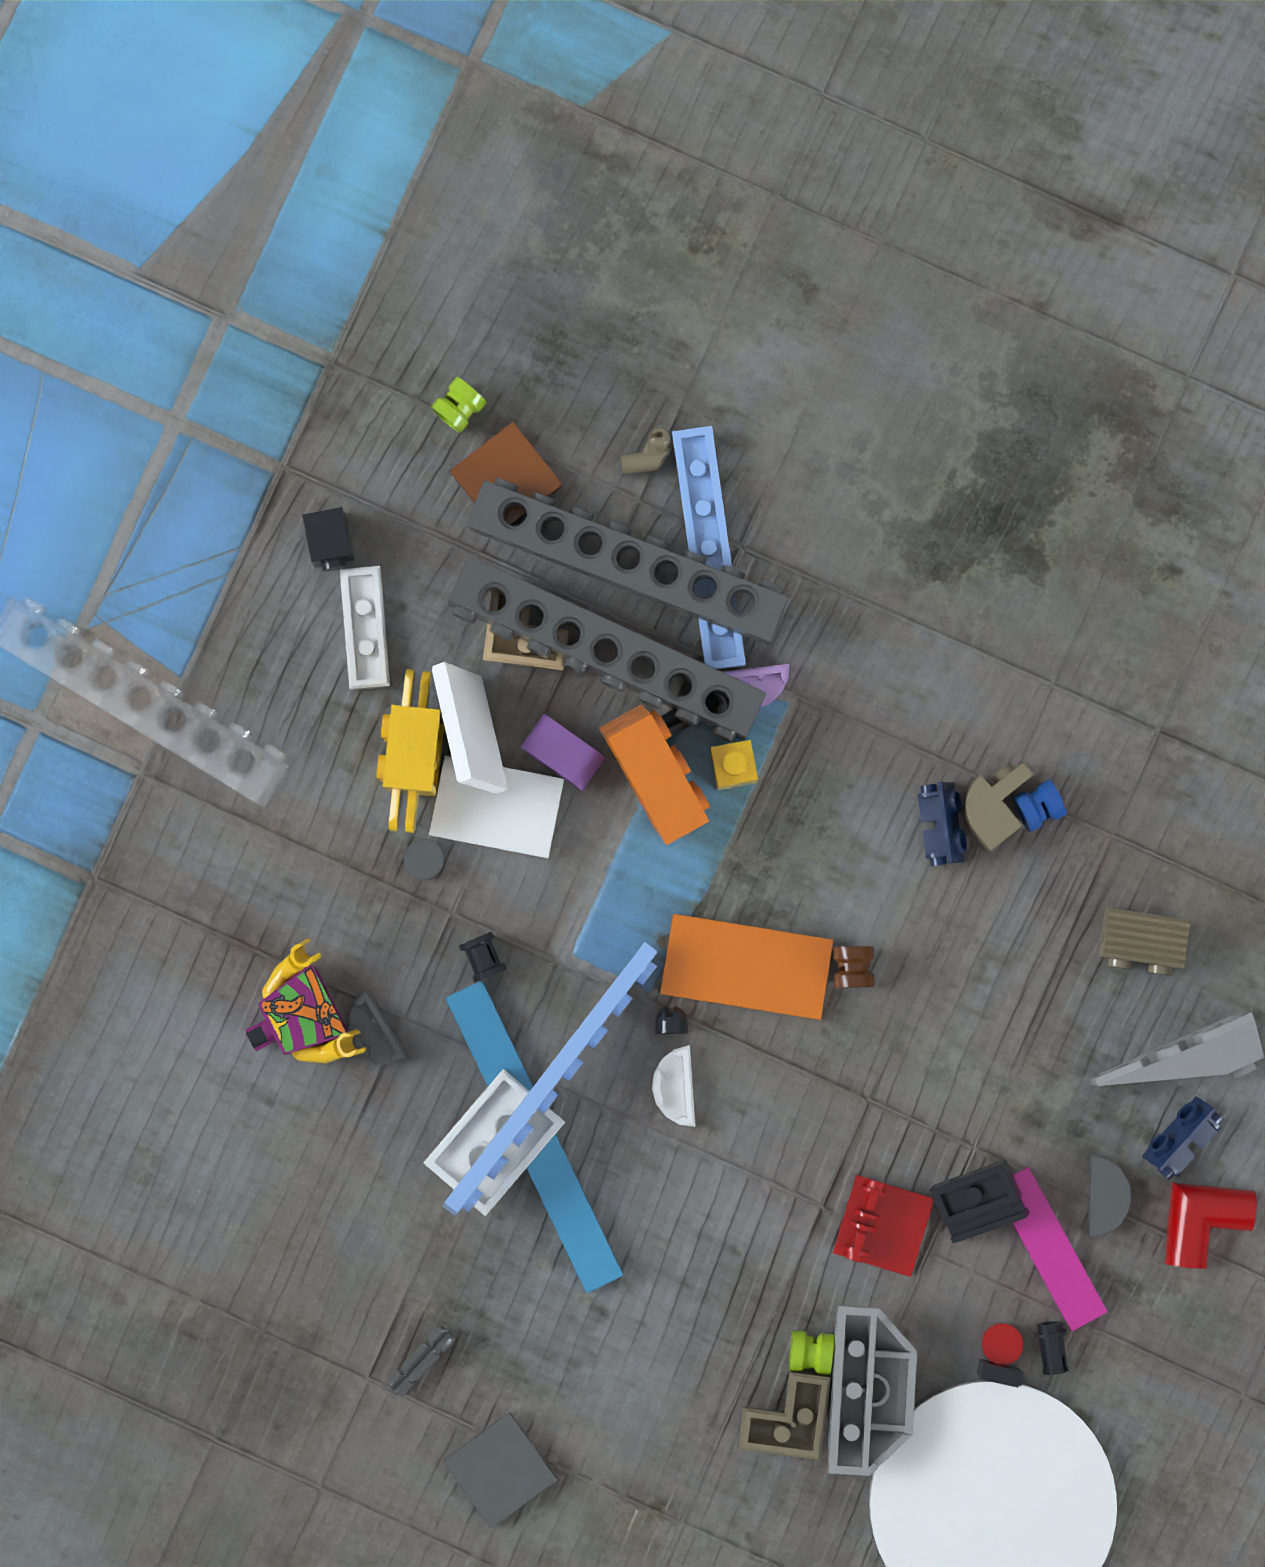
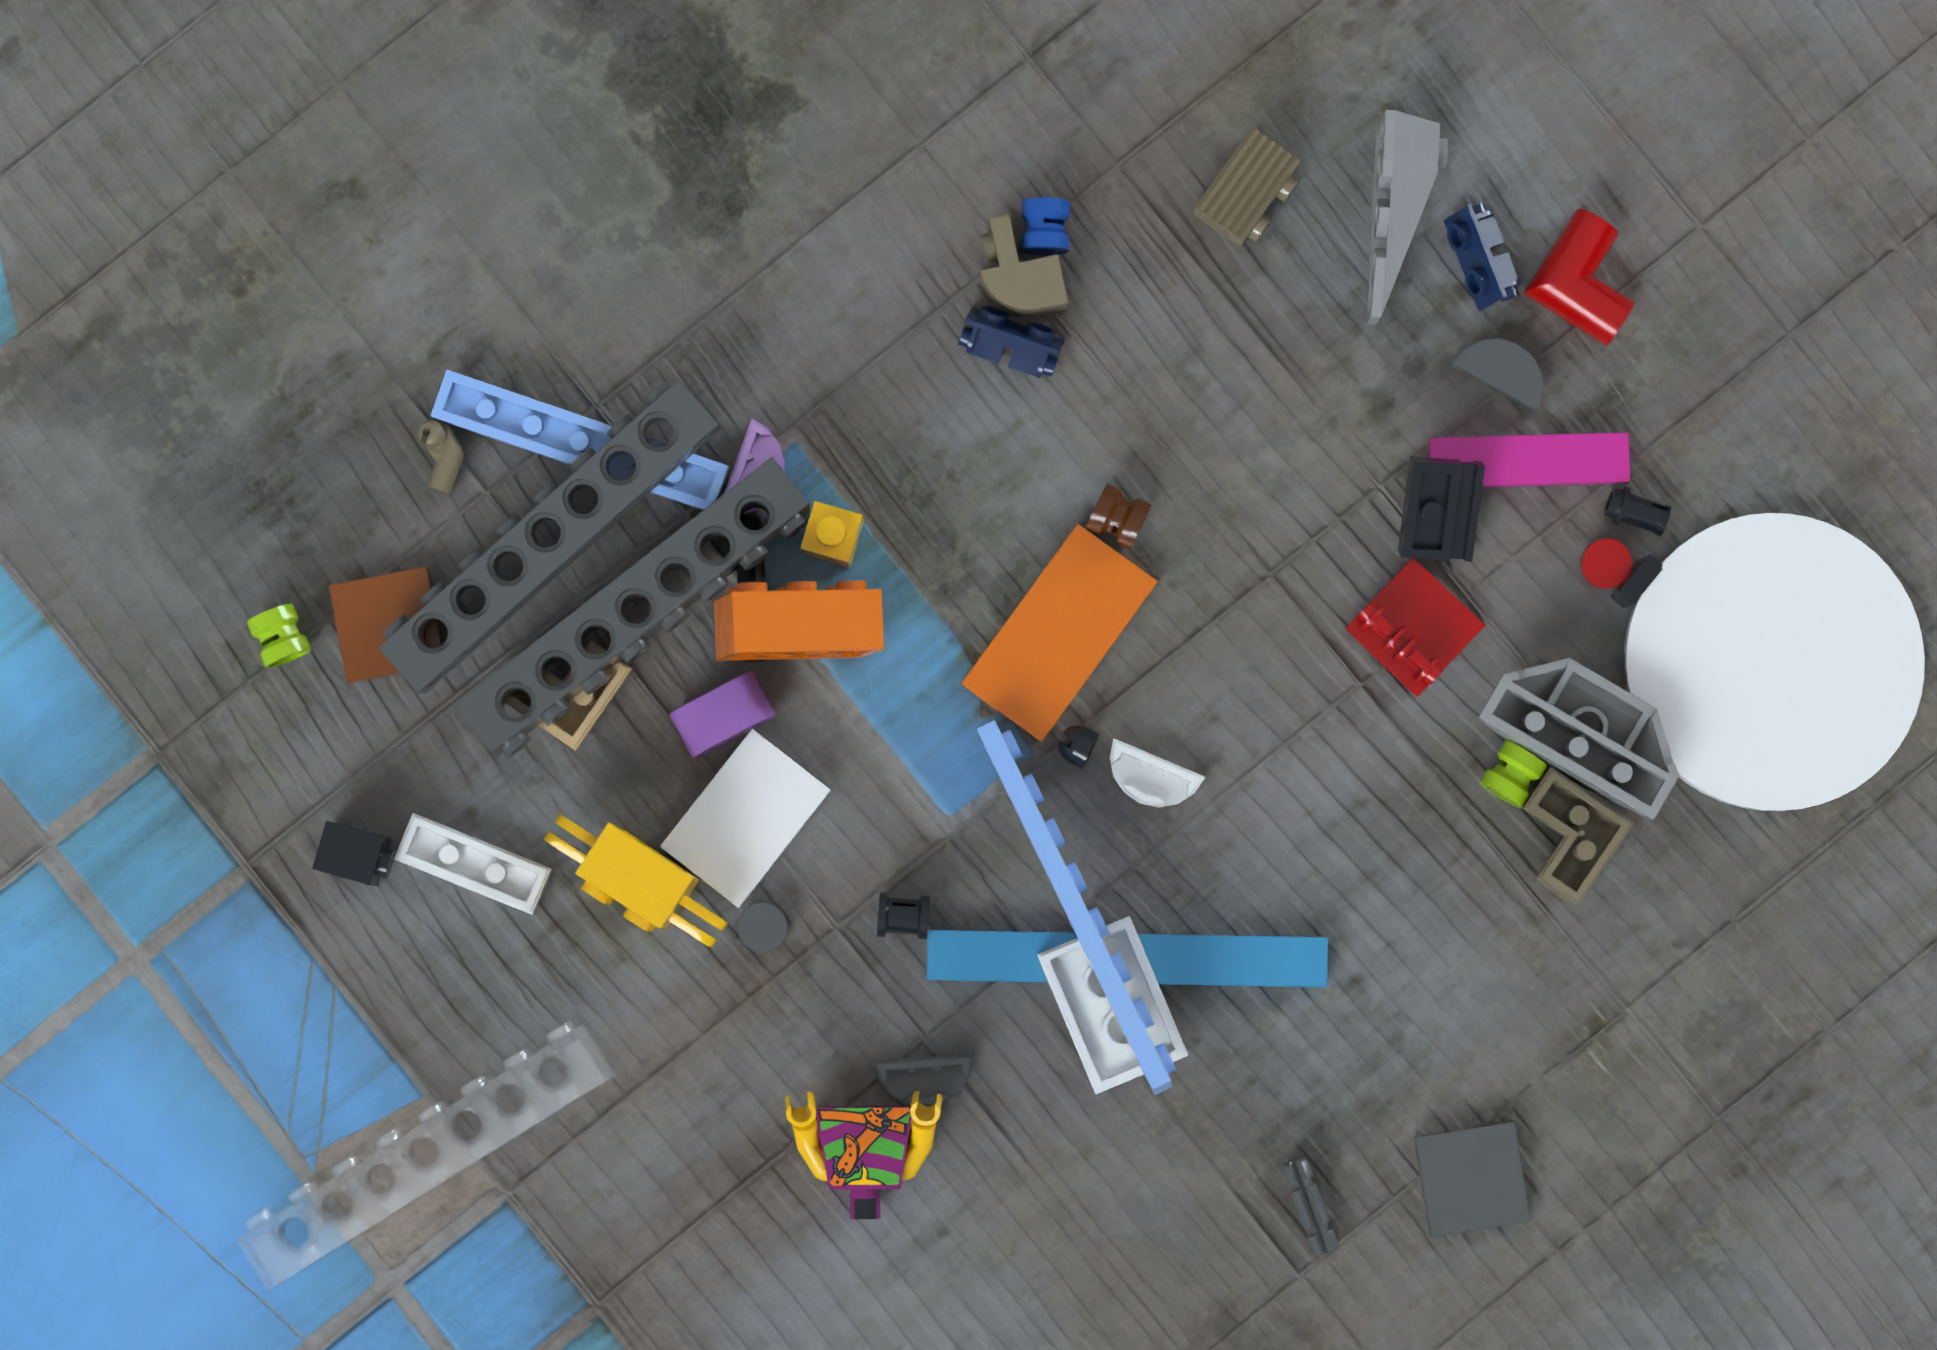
camera: 65 degrees left, 0 degrees up
(469, 728) = (644, 802): white tile -> none

